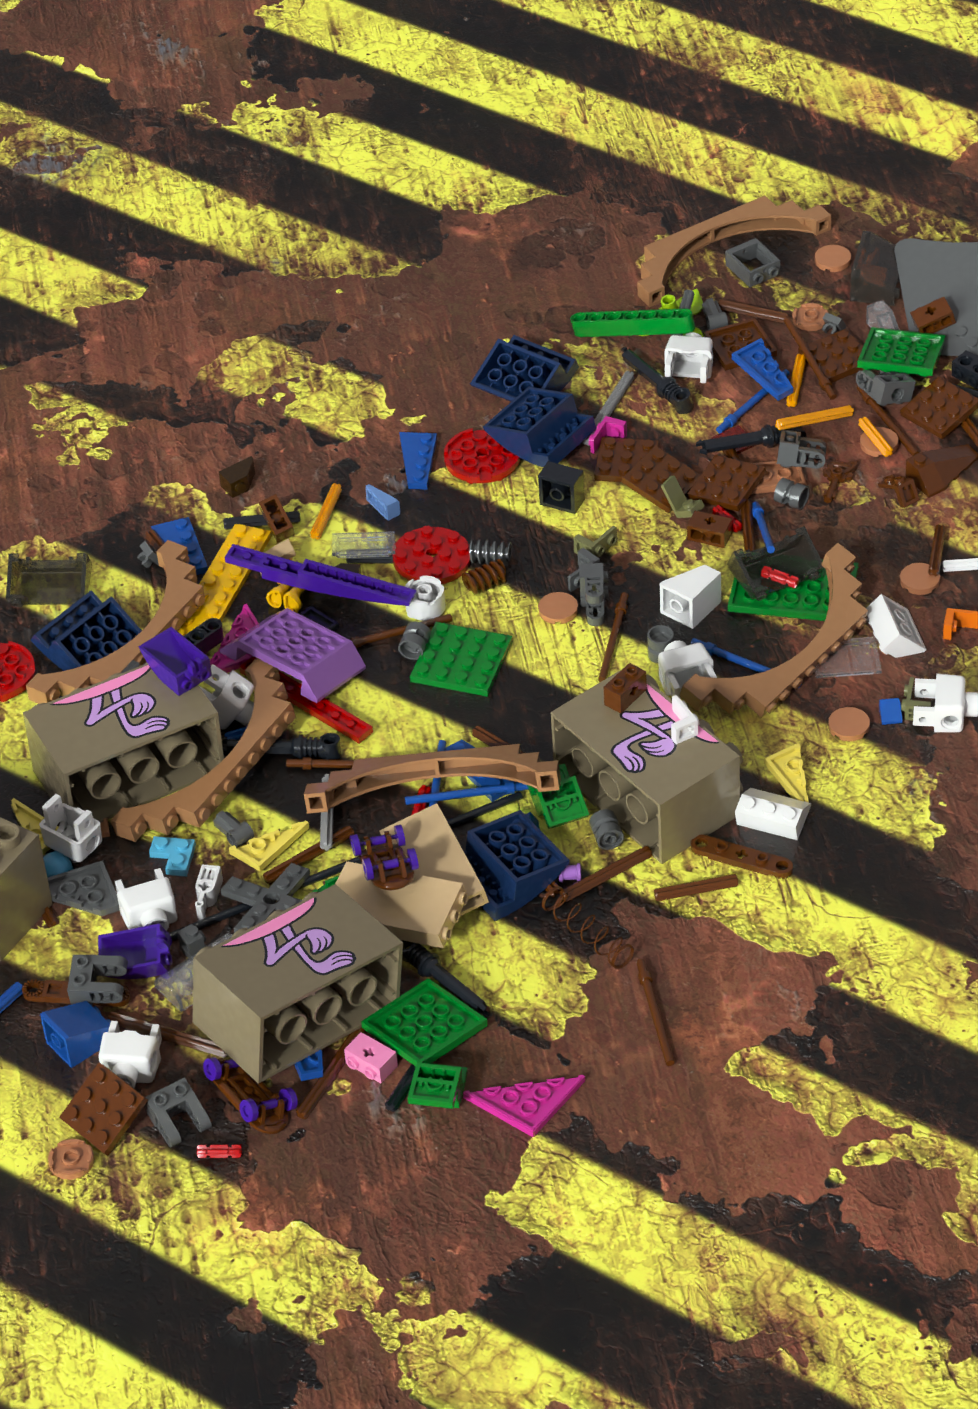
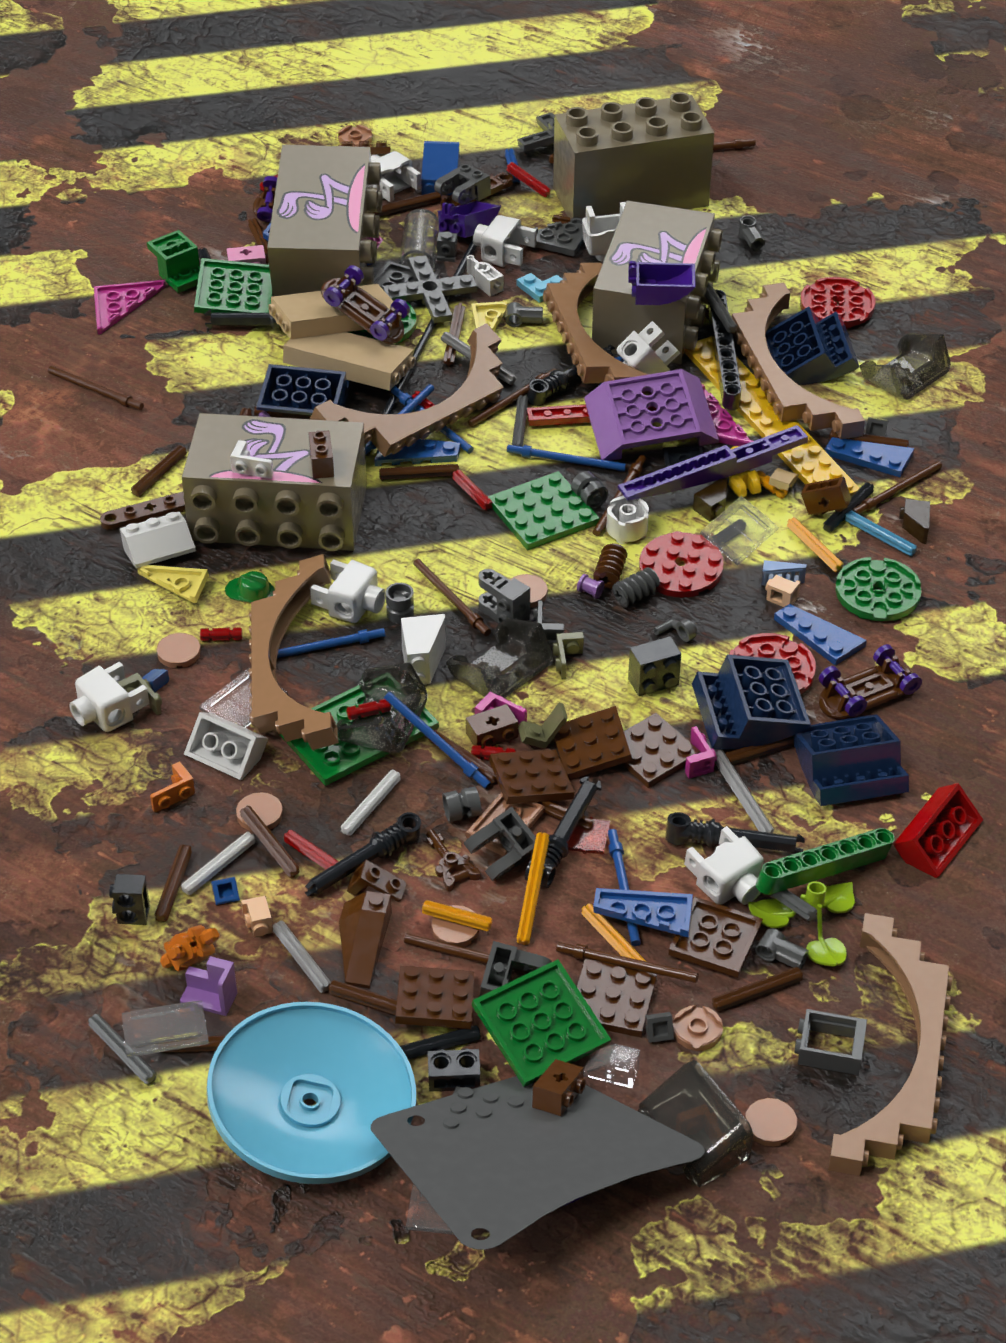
camera: 130 degrees right, 0 degrees up
(19, 968) = (528, 179): none -> red axle
(245, 511) = (870, 503): none -> reddish brown bar
(273, 476) = (881, 533): none -> dark azure axle
(320, 460) = (898, 595): none -> green plate
(376, 737) = (520, 421): none -> dark grey axle
(400, 489) = (782, 591): none -> light nougat brick
(405, 708) = (528, 451): none -> blue bar
(447, 405) = (868, 688): none -> reddish brown piece
(488, 705) = (472, 490): none -> red axle
(498, 508) = (685, 628): none -> dark grey plate
(515, 578) = (590, 586): none -> medium lavender bush
(536, 312) = (938, 830): none -> red slope
(557, 904) = (153, 399): reddish brown piece -> none
(644, 563) = (508, 665): none -> clear smoke windscreen
(692, 542) = (492, 701): none -> dark pink bracket
(744, 735) = (249, 587): none -> green piece
(805, 715) = (221, 634): none -> red axle
(847, 538) = (370, 802): none -> white axle
(871, 502) = (380, 845): none -> black piece
(915, 534) = (309, 849): none -> red axle

